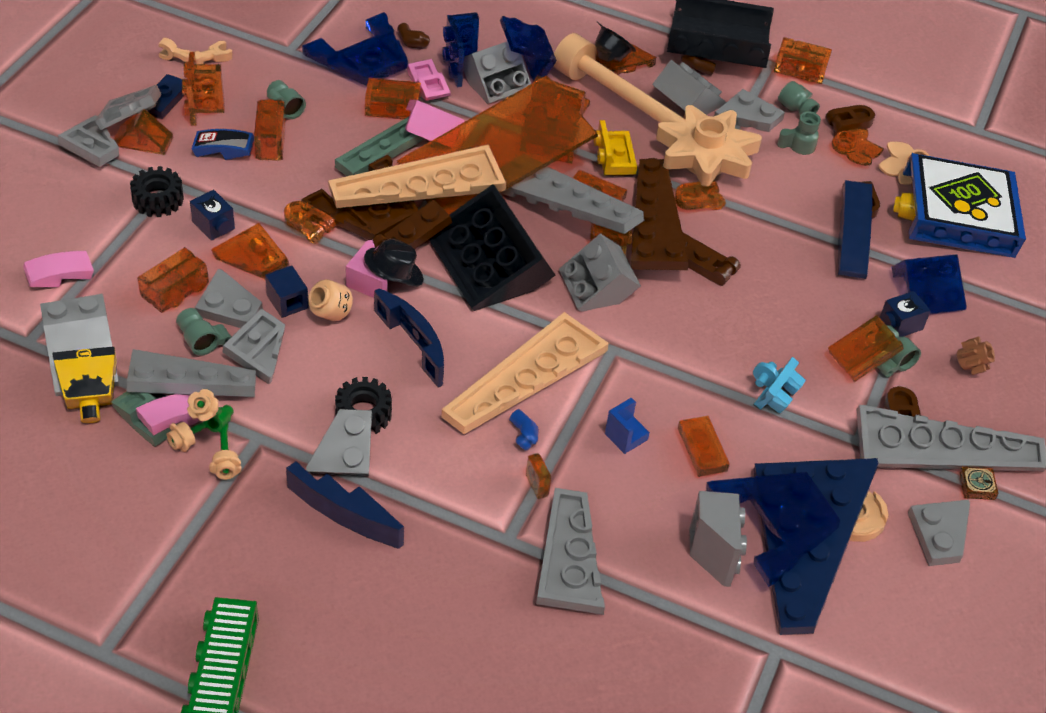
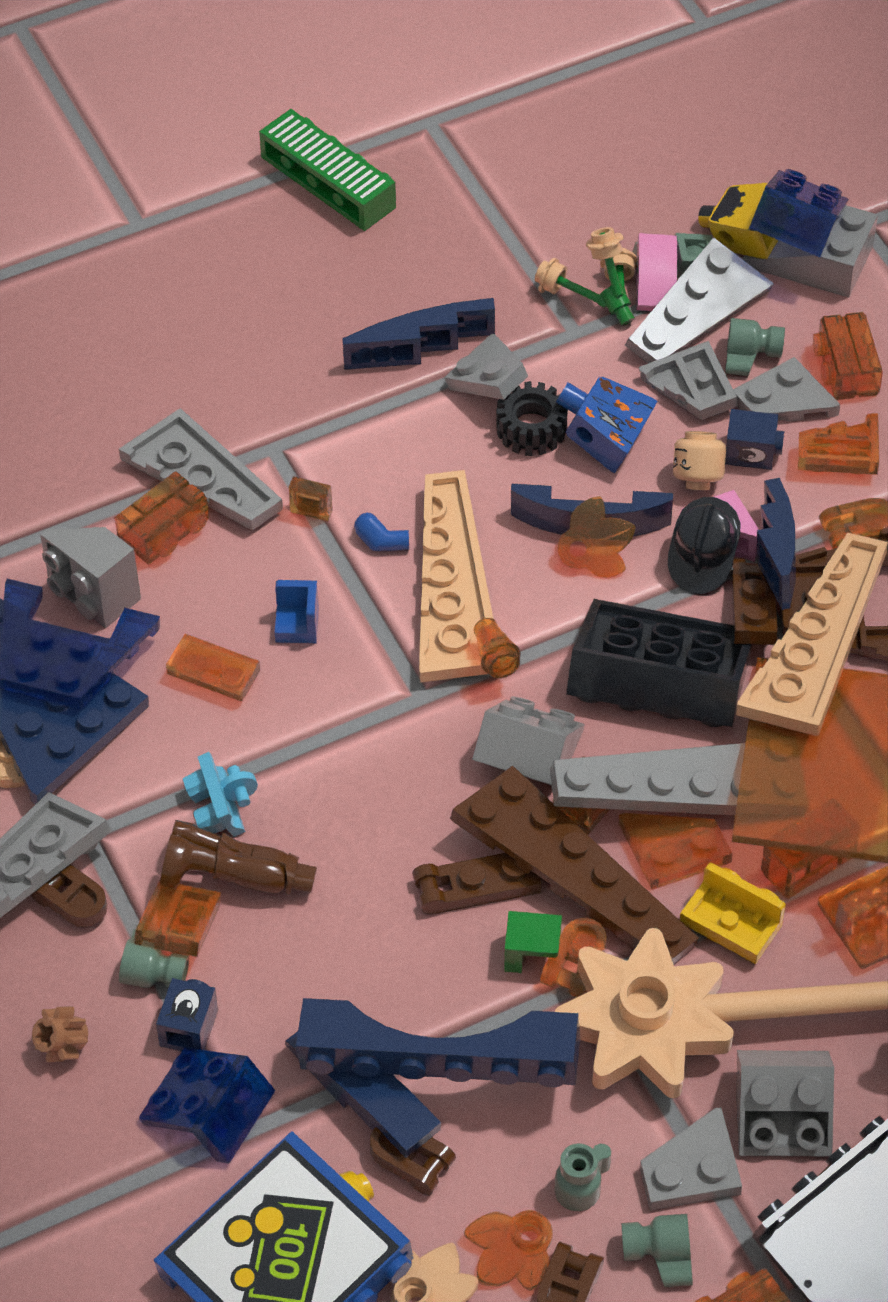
camera: 135 degrees right, 5 degrees up
(81, 314) = (798, 211): none -> clear blue bracket
(336, 357) = (606, 419): none -> blue torso
(375, 220) = (777, 542): none -> dark blue slope
(442, 323) = (601, 537): none -> clear orange plate
(566, 306) = (496, 650): none -> clear orange cone
(631, 544) = (163, 518): none -> clear orange brick
(713, 211) = (530, 936): none -> green panel
(809, 348) = (234, 861): none -> reddish brown piece
(856, 224) = (532, 1049): none -> dark blue arch

